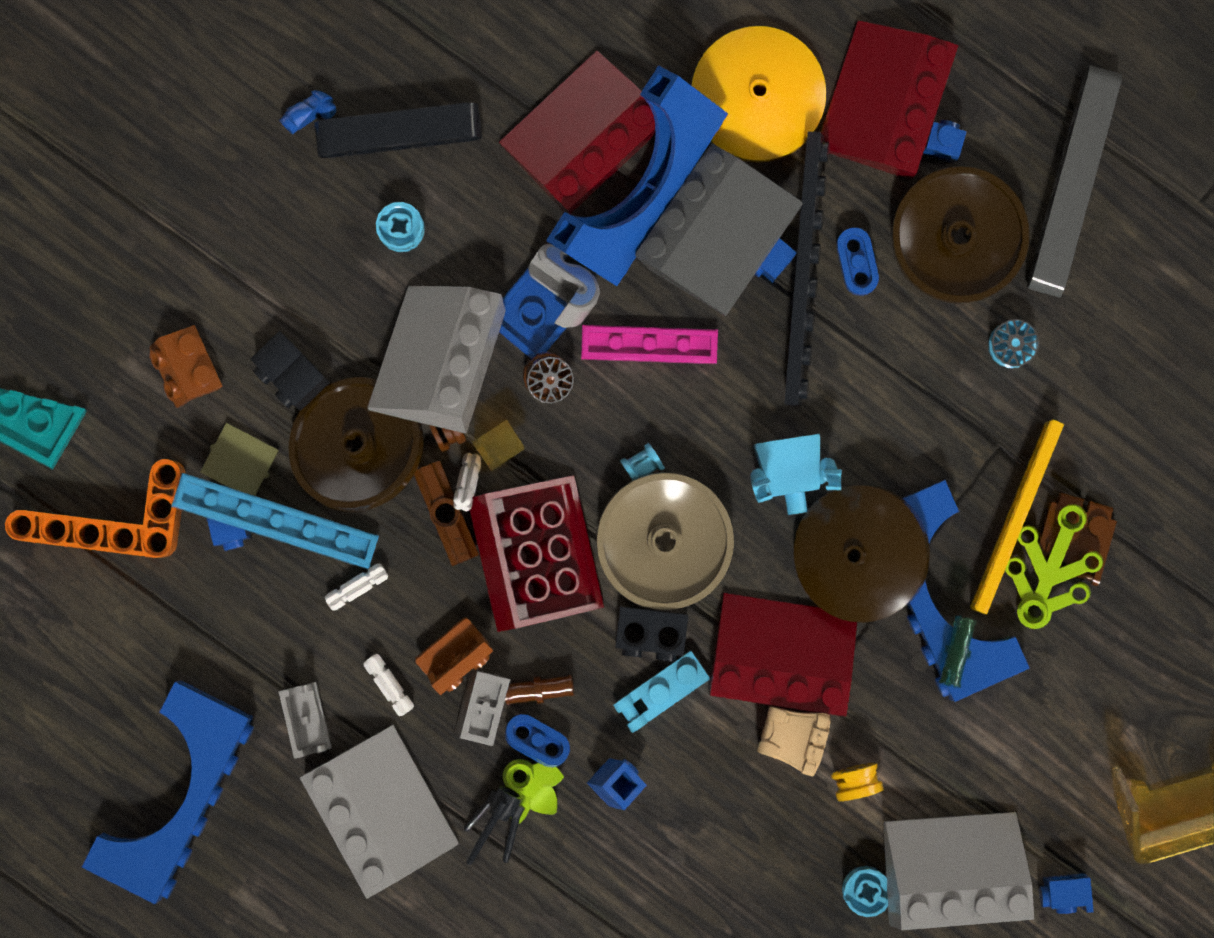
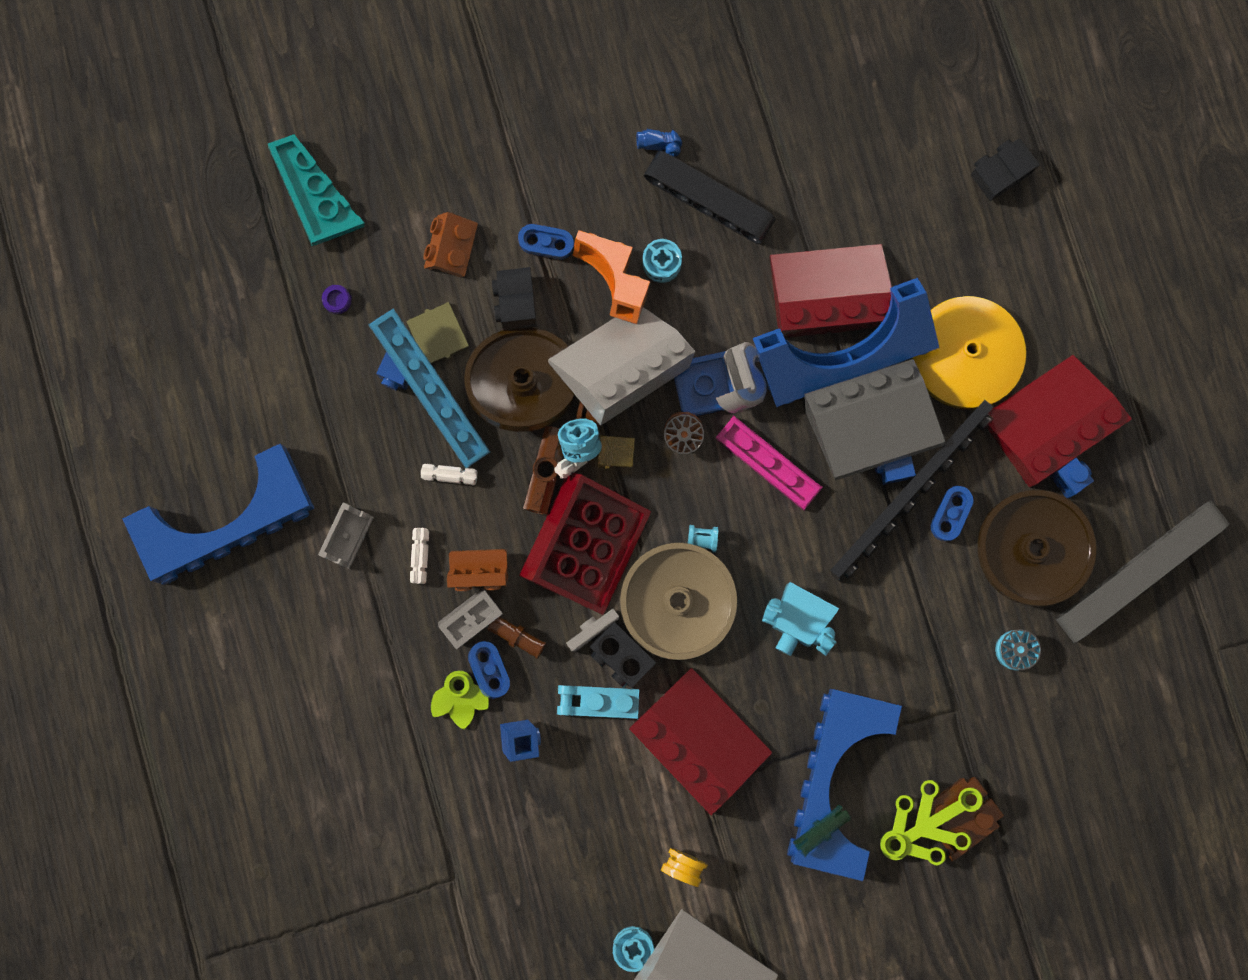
camera: 40 degrees right, 5 degrees down
(109, 530) = (317, 313): orange beam -> none
(116, 502) = (336, 299): none -> dark purple tile
(274, 290) = (547, 239): none -> blue plate
(354, 265) = (612, 261): none -> orange arch
(379, 811) = (347, 635): light grey slope -> none
(455, 460) = (579, 438): none -> medium azure wheel
(503, 804) = (432, 695): black plant -> none
(604, 628) = (591, 629): none -> light grey plate
(795, 738) = (665, 804): tan piece -> none
(890, 546) = (826, 728): dark brown dish -> none
(1016, 516) = (932, 769): yellow tile -> none

